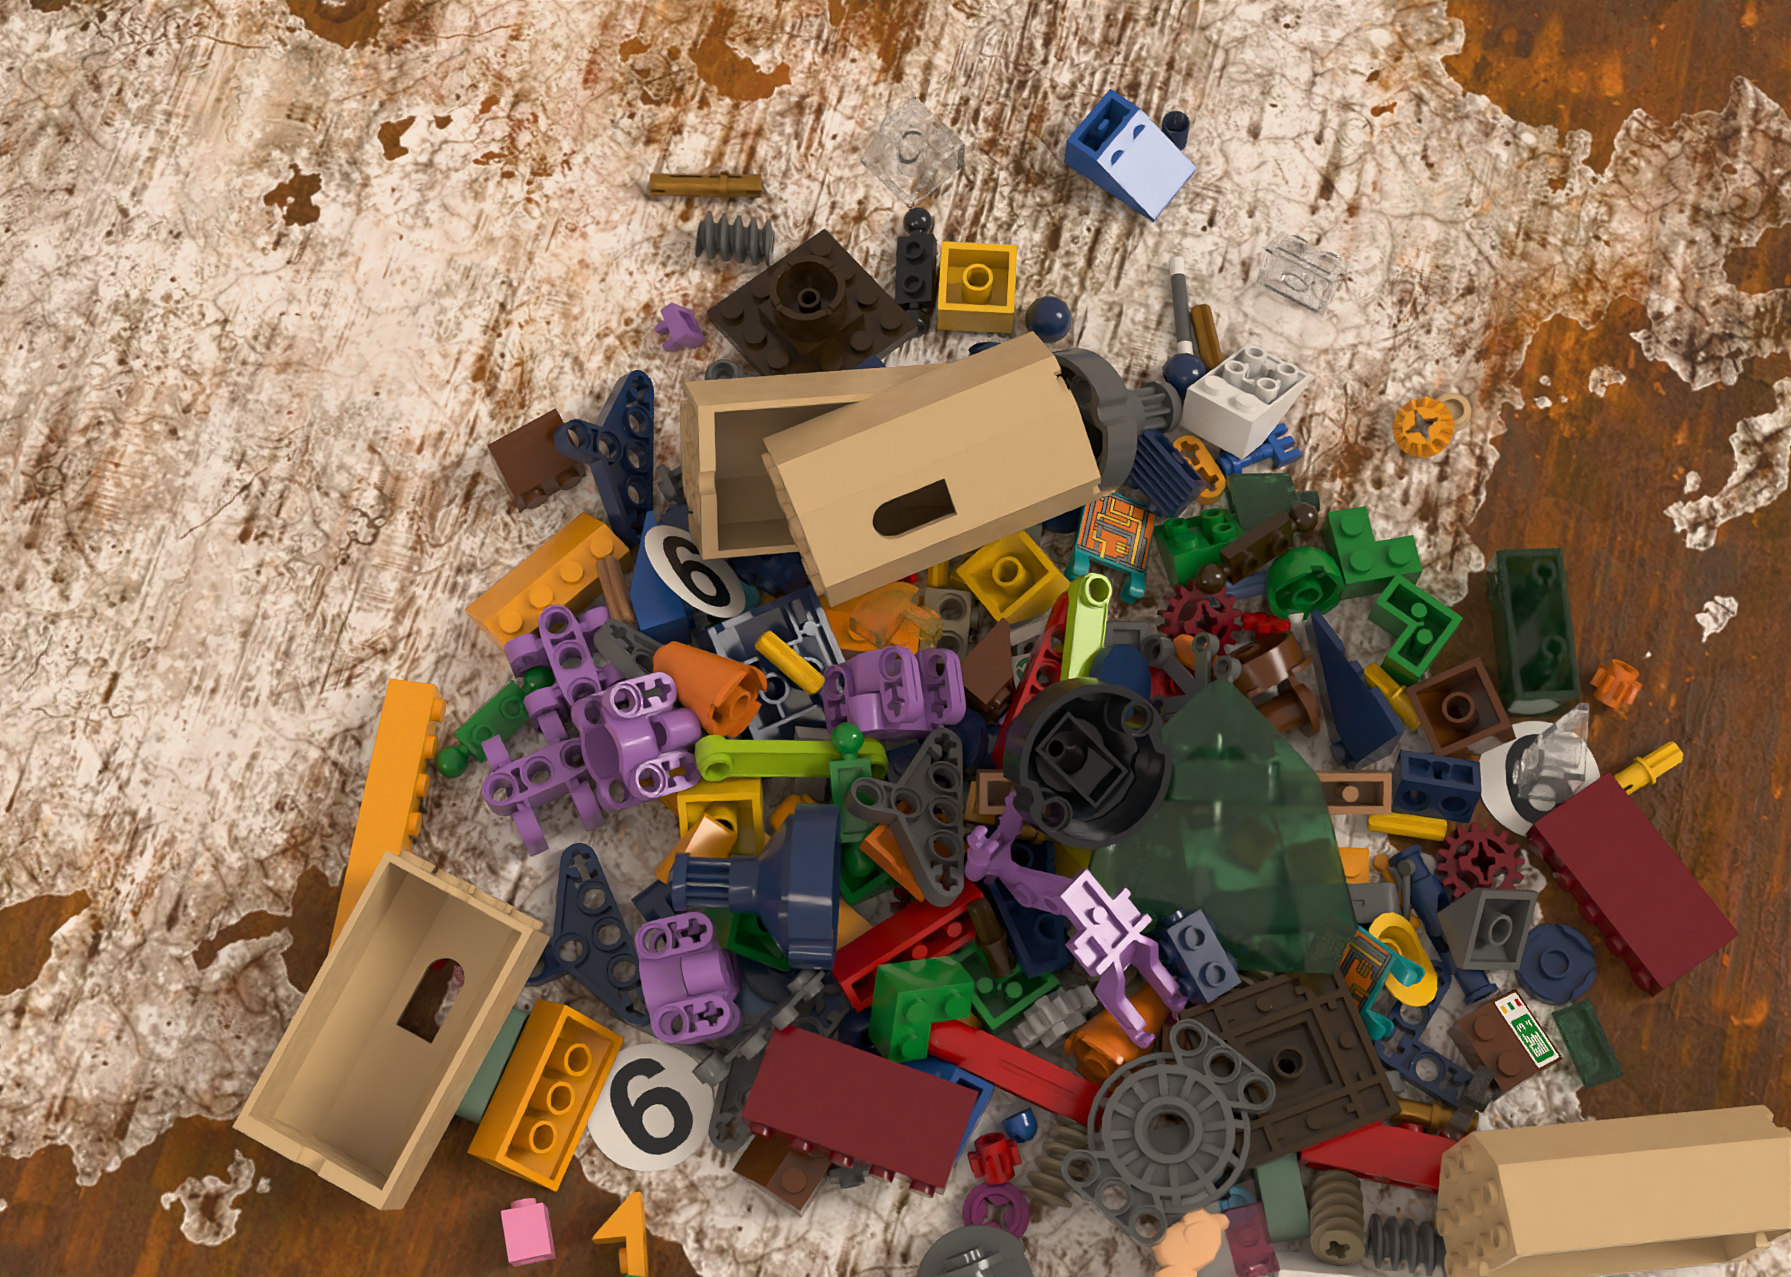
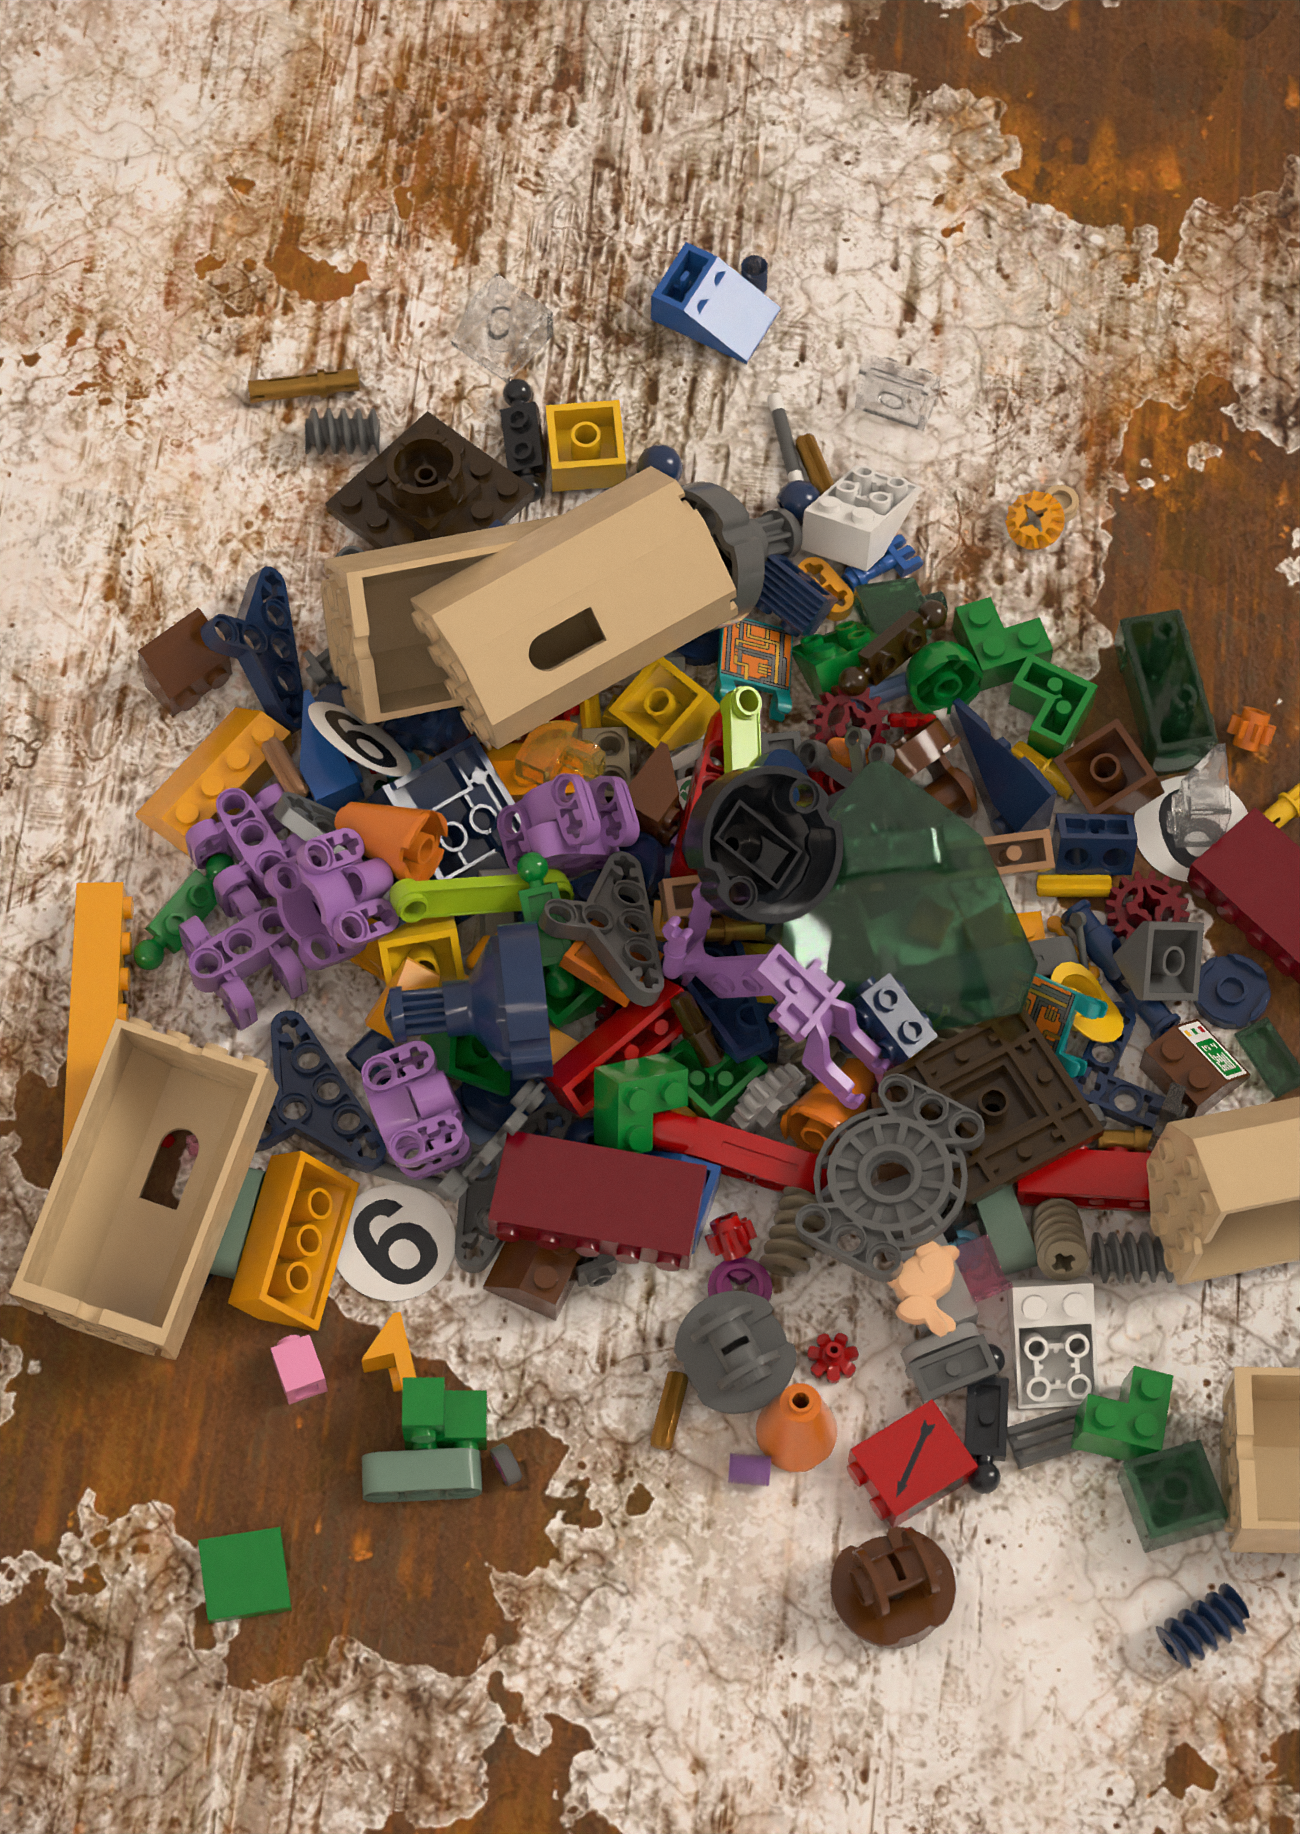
camera: 10 degrees left, 5 degrees down
(682, 327) = (304, 521): medium lavender tile -> none
(789, 662) = (465, 809): yellow axle -> none
(1021, 1126) = (751, 1206): blue hinge -> none

